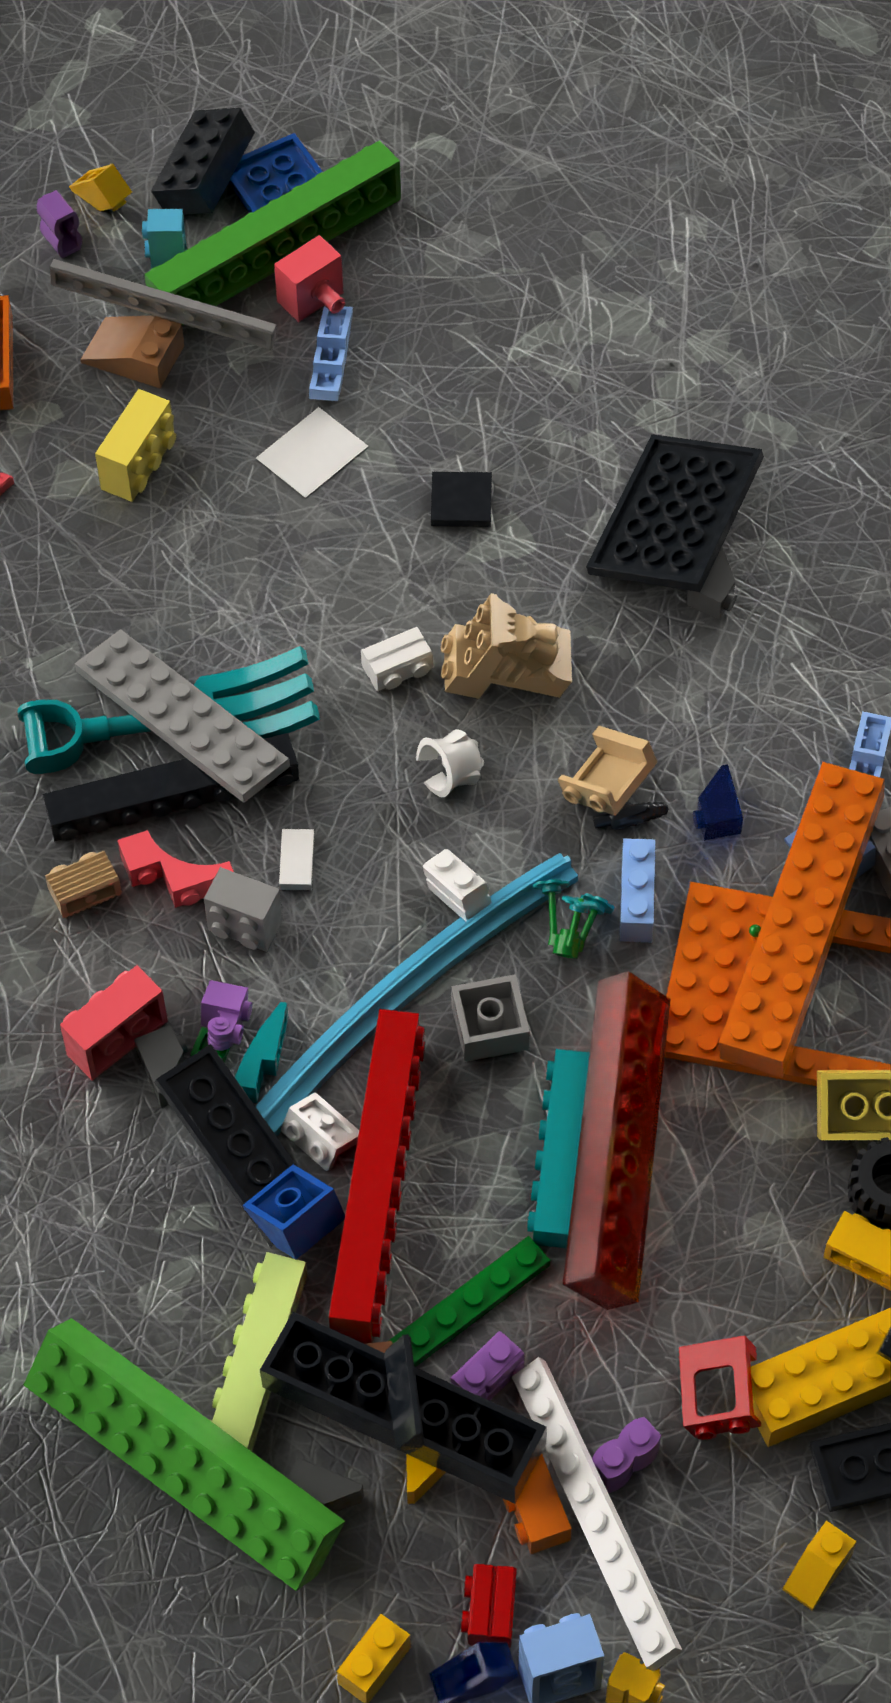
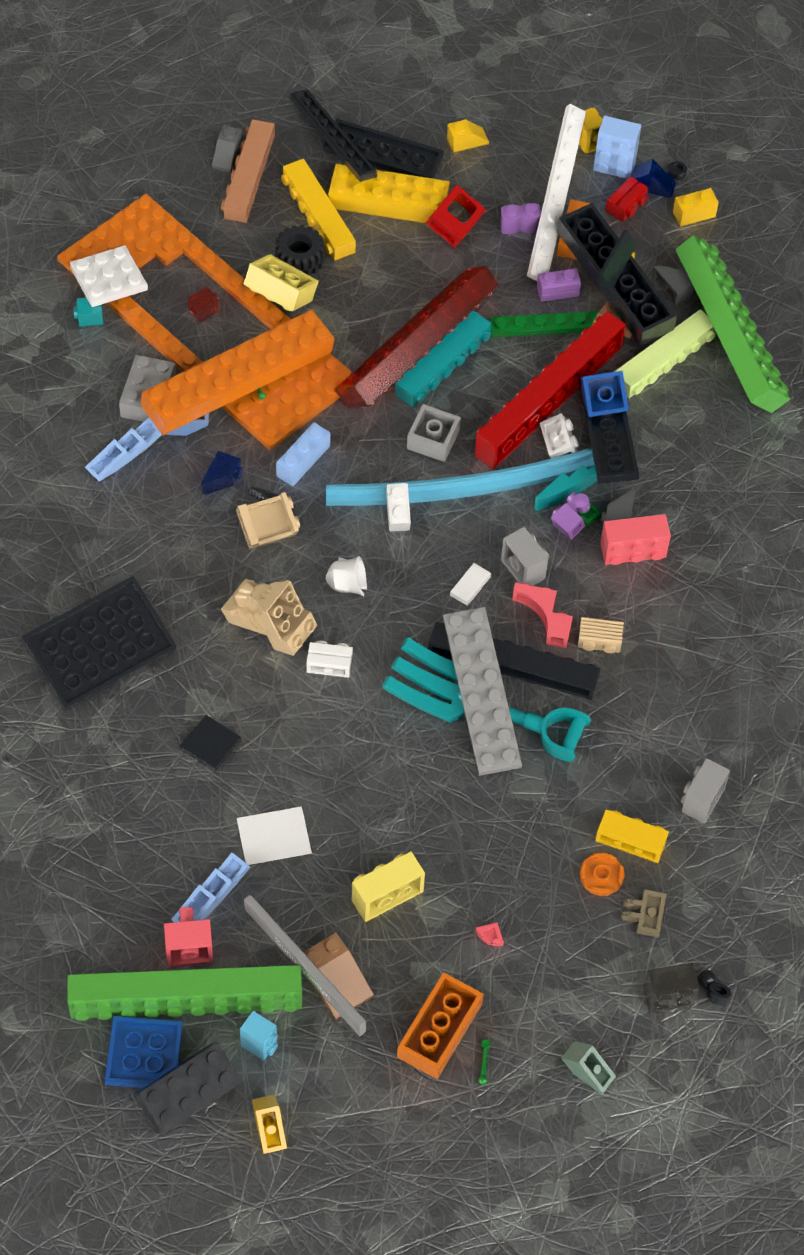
camera: 150 degrees left, 0 degrees up
(59, 224) = (322, 1096): medium lavender brick -> none
(568, 942) = (358, 449): plant -> none

